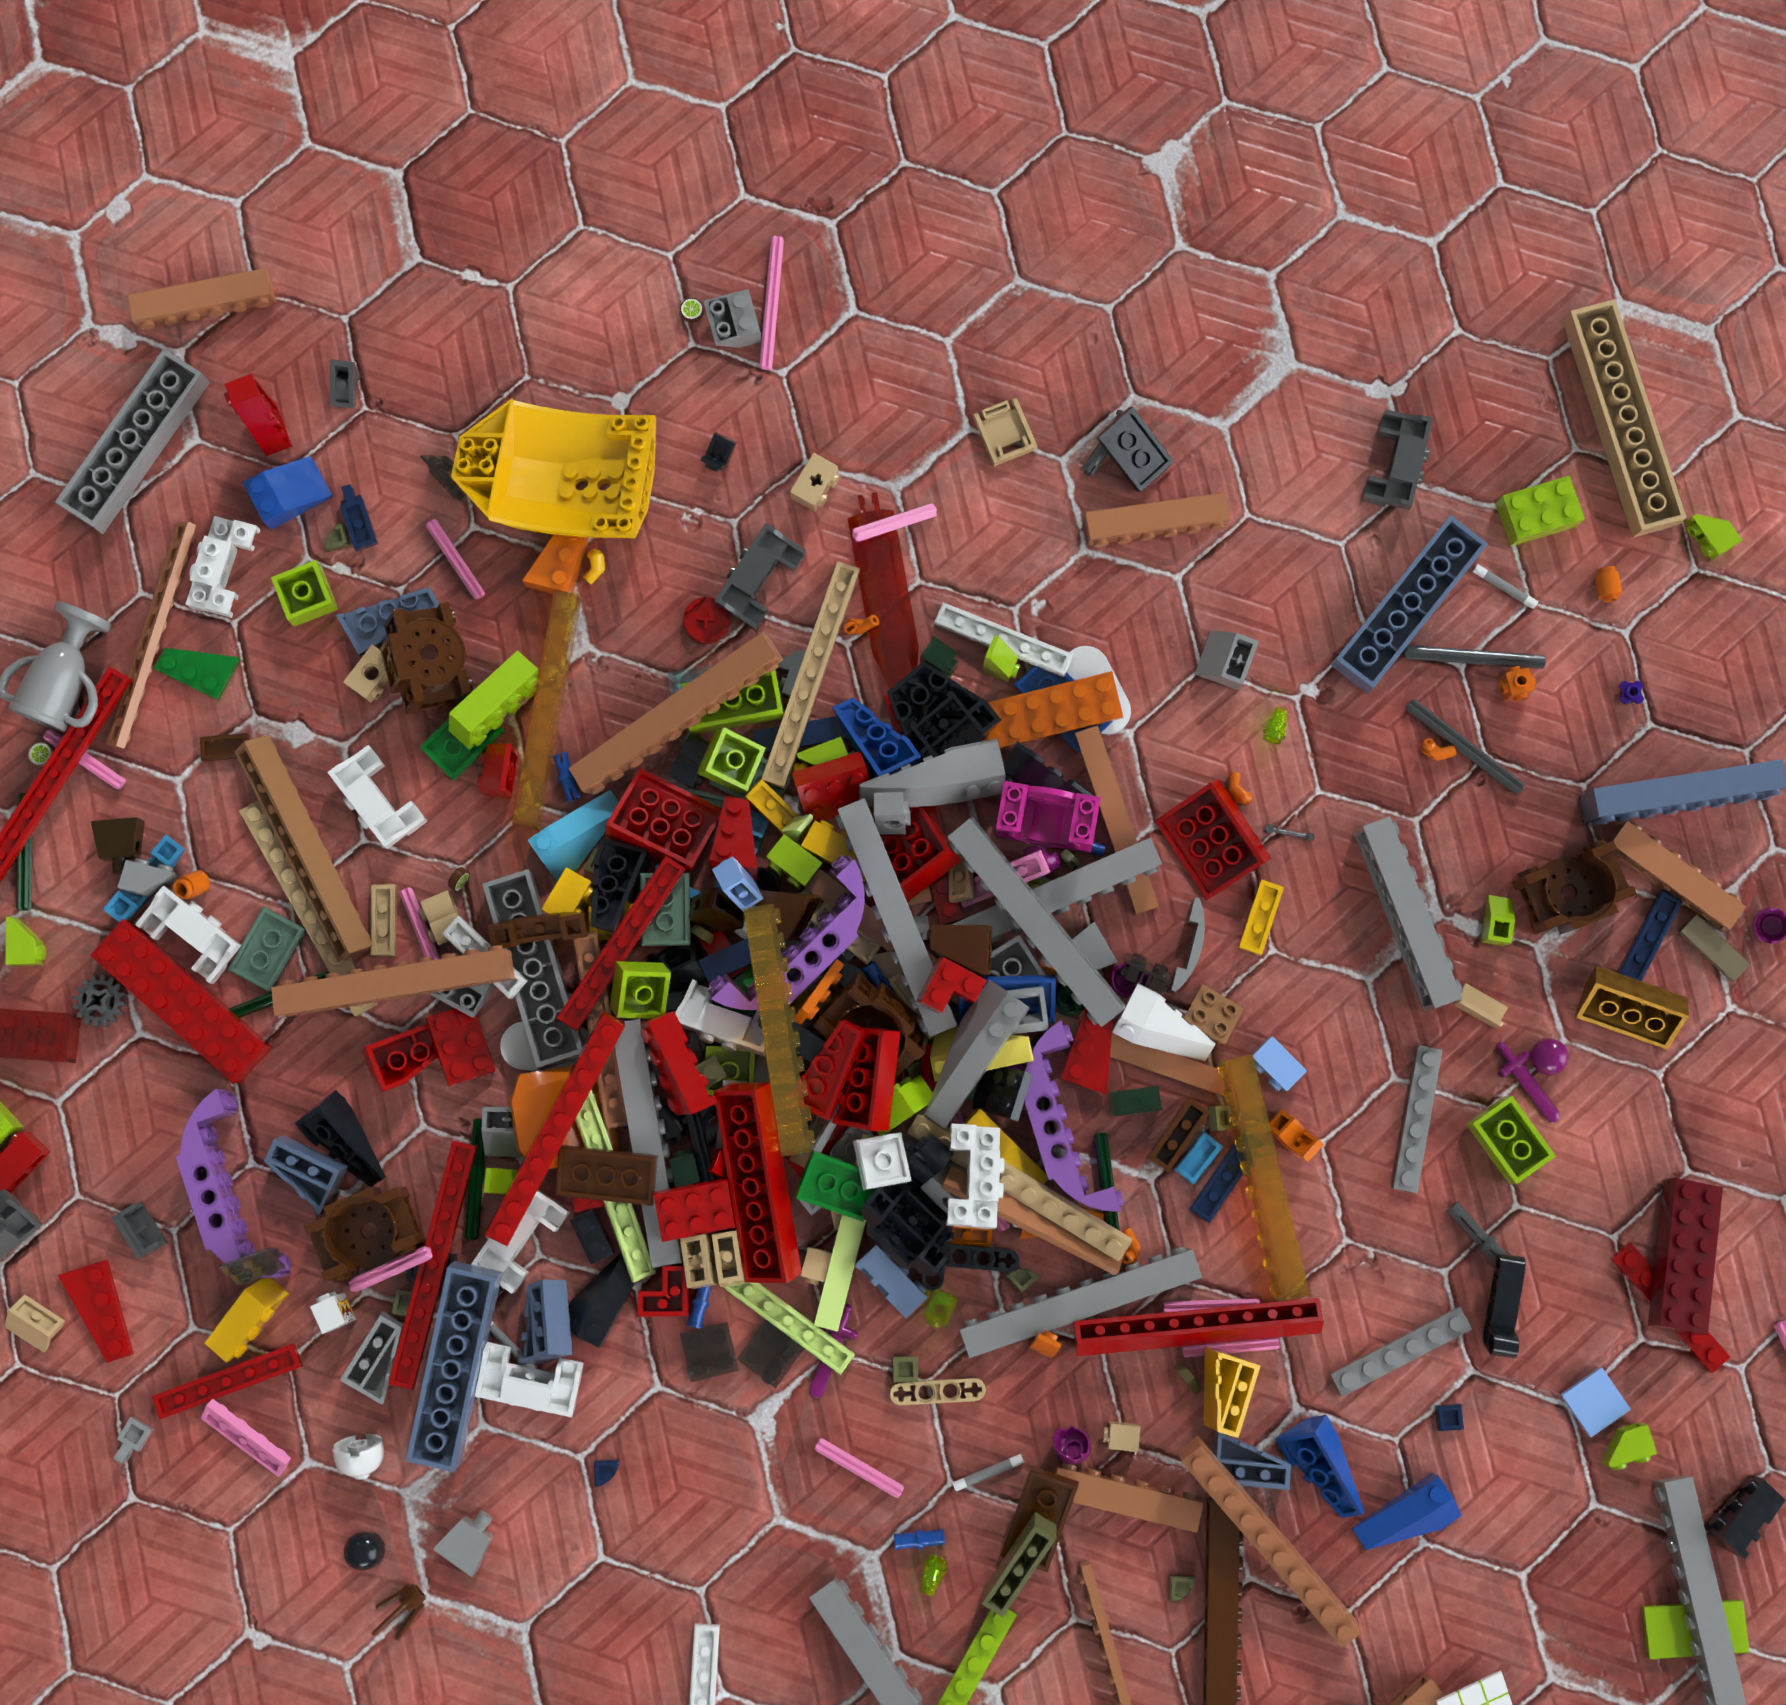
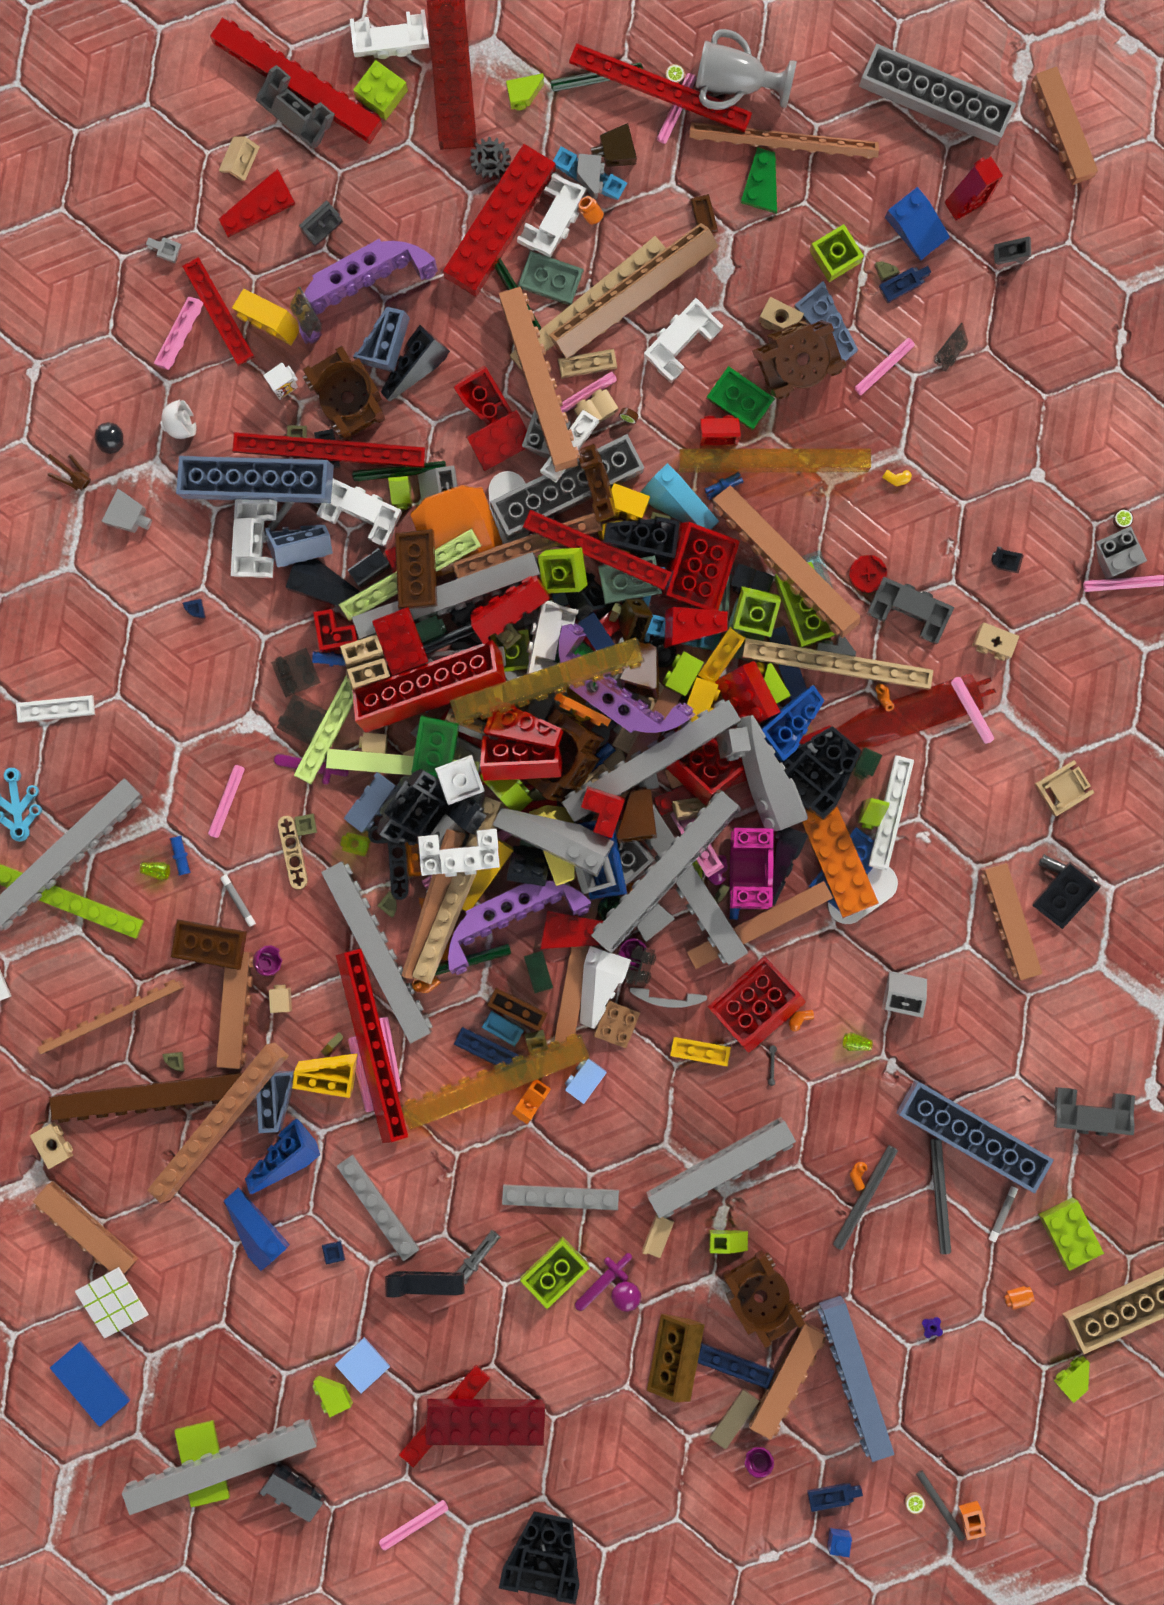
camera: 80 degrees right, 5 degrees up
(215, 563) = (848, 178): white bracket -> none
(374, 1360) = (250, 418): light grey wedge -> none
(390, 1269) = (320, 418): bright pink axle -> none
(493, 700) = (773, 416): lime brick -> none
(528, 459) = (972, 409): yellow wedge -> none
(555, 1128) = (445, 523): red brick -> none
(557, 565) = (897, 449): orange wedge -> none
(717, 1165) = (436, 653): red slope -> none
(737, 883) = (657, 631): light blue brick -> none
(797, 827) = (711, 672): yellowish green slope -> none
(1019, 1564) = (172, 933): olive brick -> none
(1045, 1343) = (341, 929): orange slope -> none
(1511, 689) = (918, 1227): orange brick -> none

